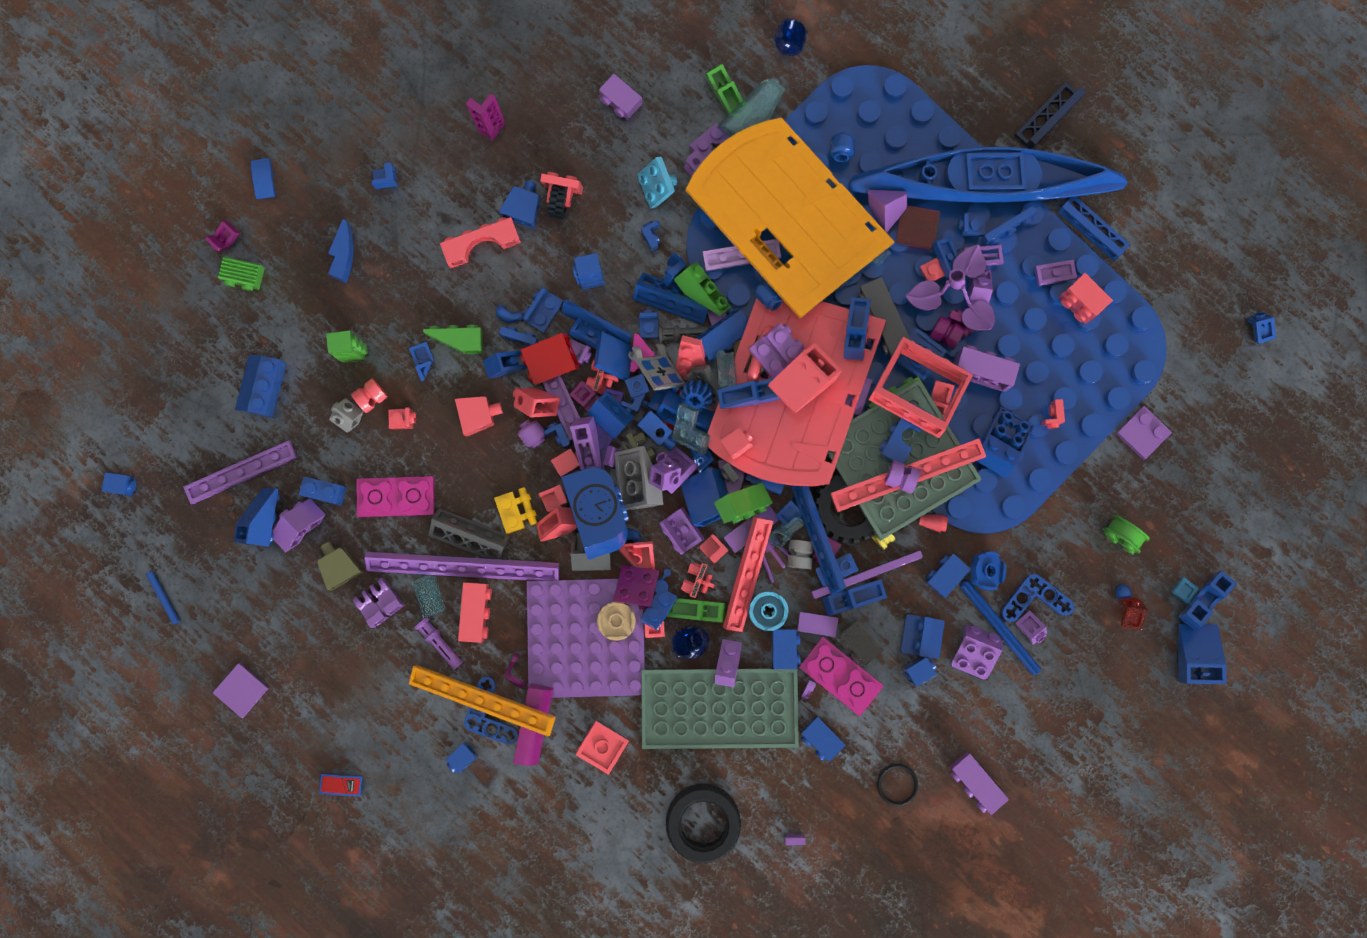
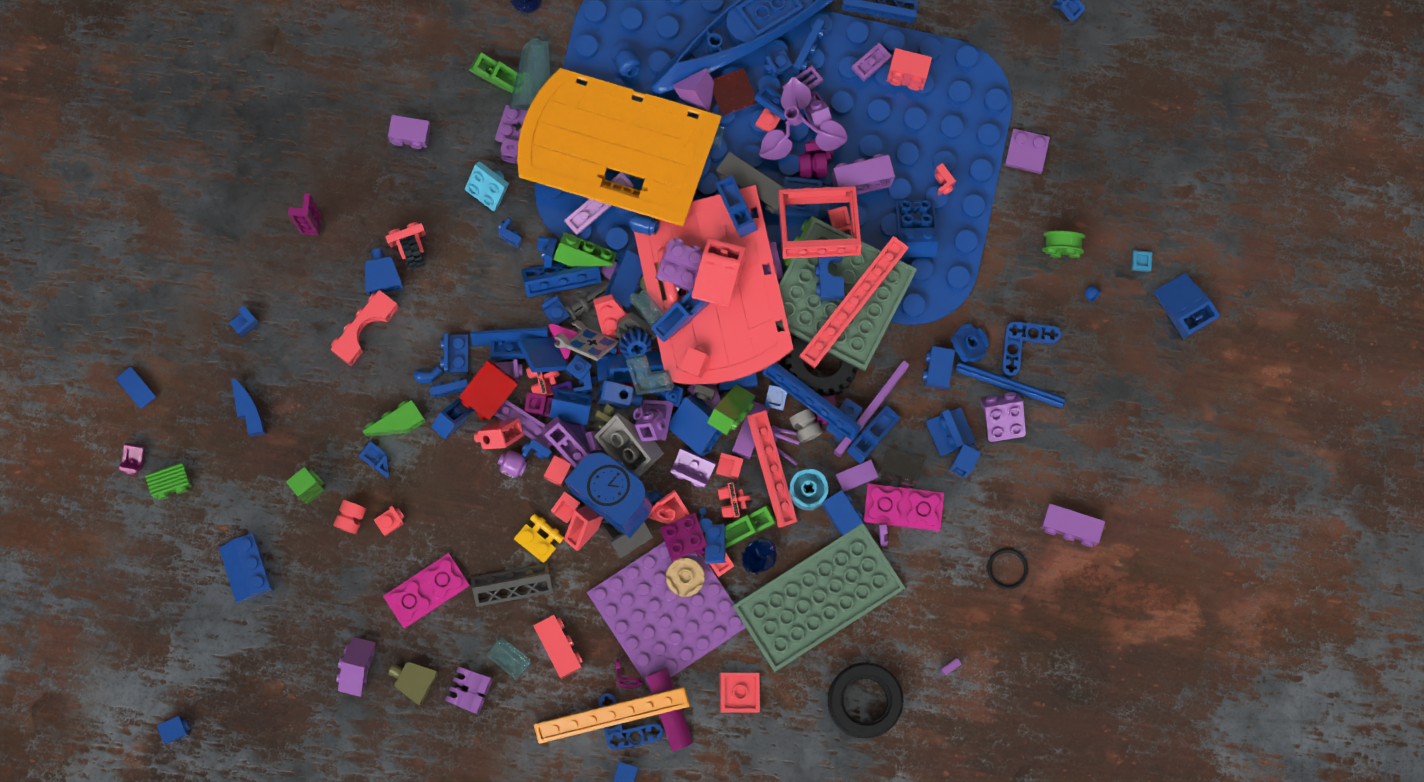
camera: 40 degrees left, 5 degrees down
(240, 472) = (275, 654): medium lavender tile -> none
(258, 519) = (319, 682): blue slope -> none
(322, 491) = (360, 624): blue brick -> none
(346, 415) = (339, 546): light grey brick -> none
(433, 636) = (533, 689): medium lavender pin -> none
(461, 566) = (522, 614): medium lavender plate -> none
(476, 414) = (453, 476): coral torso -> none
(588, 271) = (477, 295): blue brick -> none
(728, 663) = (802, 553): medium lavender brick -> none
(786, 531) = (781, 412): clear light blue axle -> none
(822, 738) = (920, 569): blue brick -> none
(883, 543) = (868, 373): light yellow wheel -> none
(901, 476) = (850, 305): medium lavender wheel -> none
(935, 522) = (900, 330): coral cone -> none
(1032, 627) = (1036, 368): medium lavender bracket -> none
(1134, 614) = (1112, 306): clear red bracket -> none
(1211, 593) = (1163, 257): blue arch -> none

